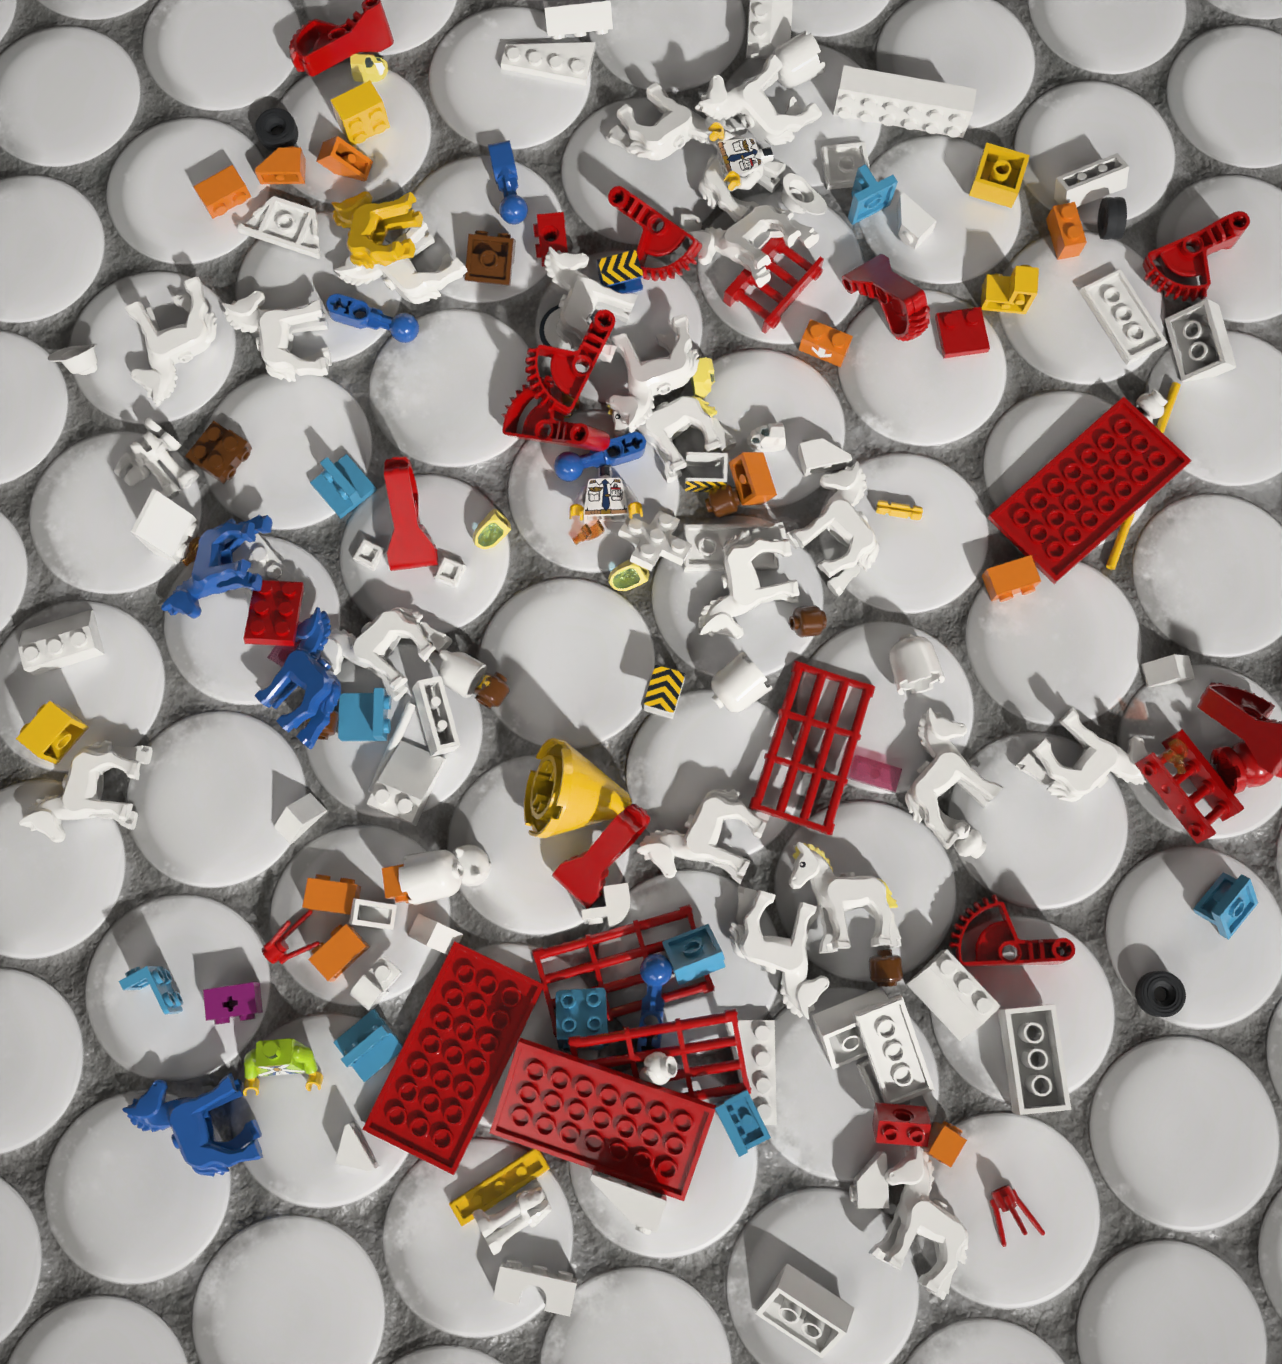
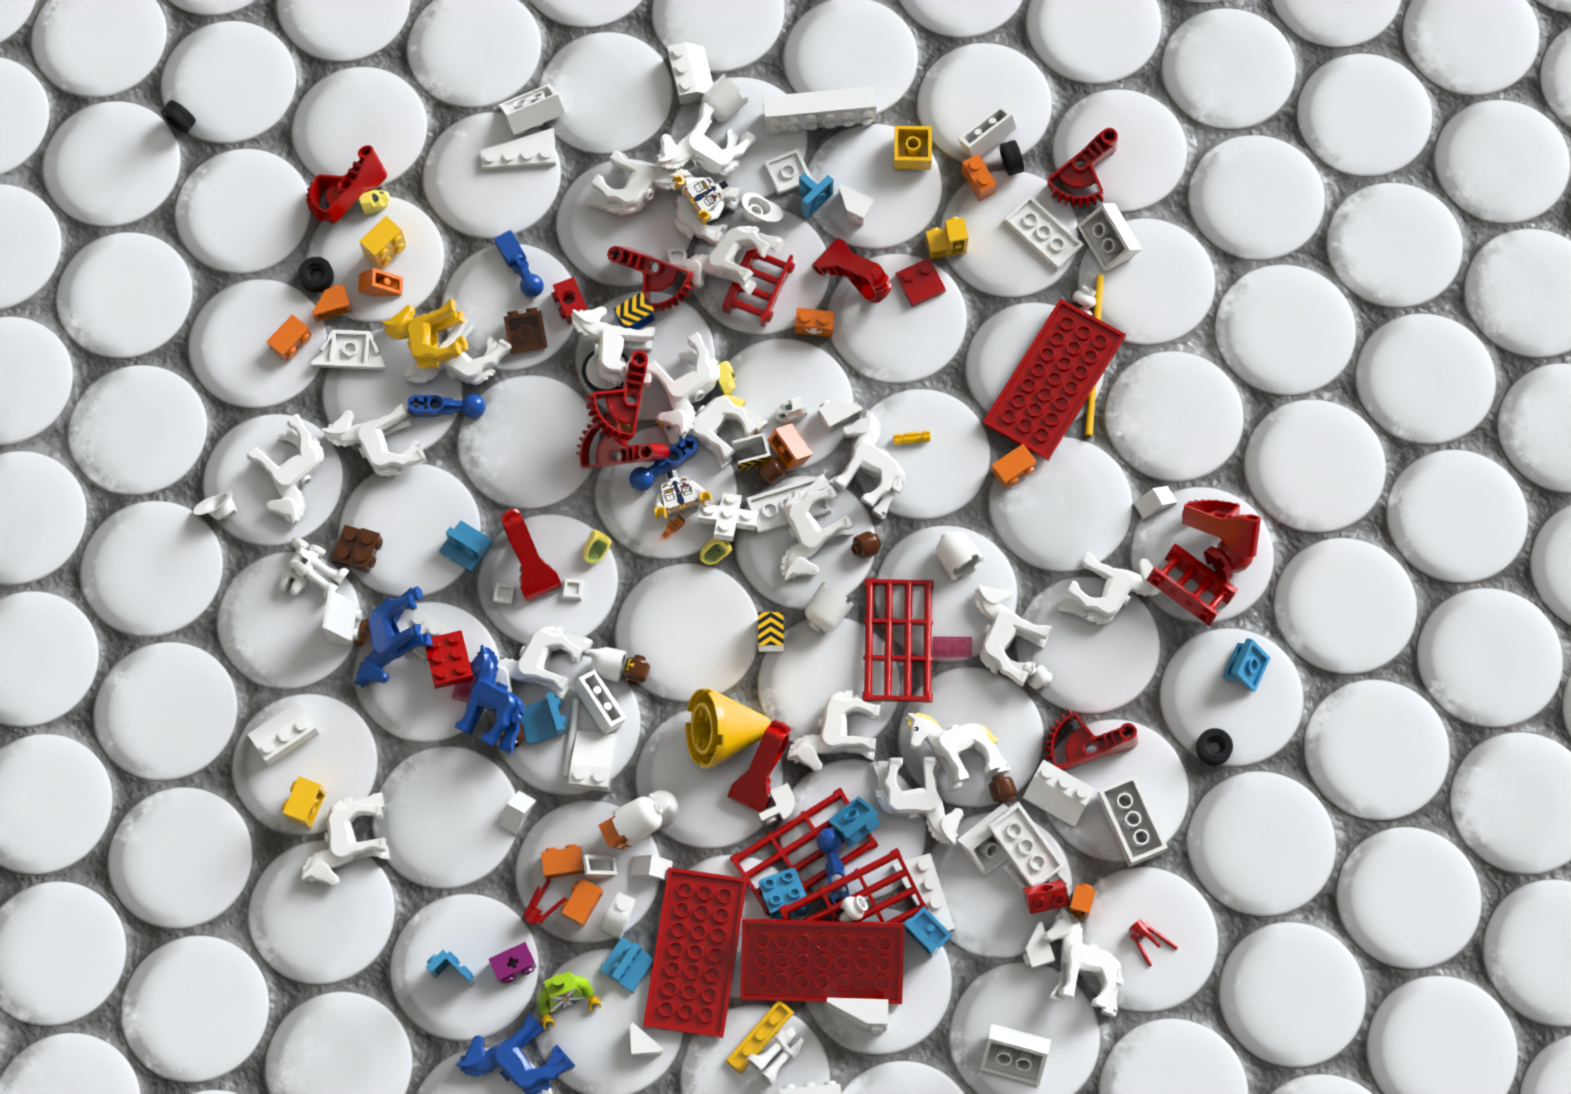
camera: 15 degrees left, 5 degrees down
(1176, 758) = (1174, 566): clear orange piece -> none

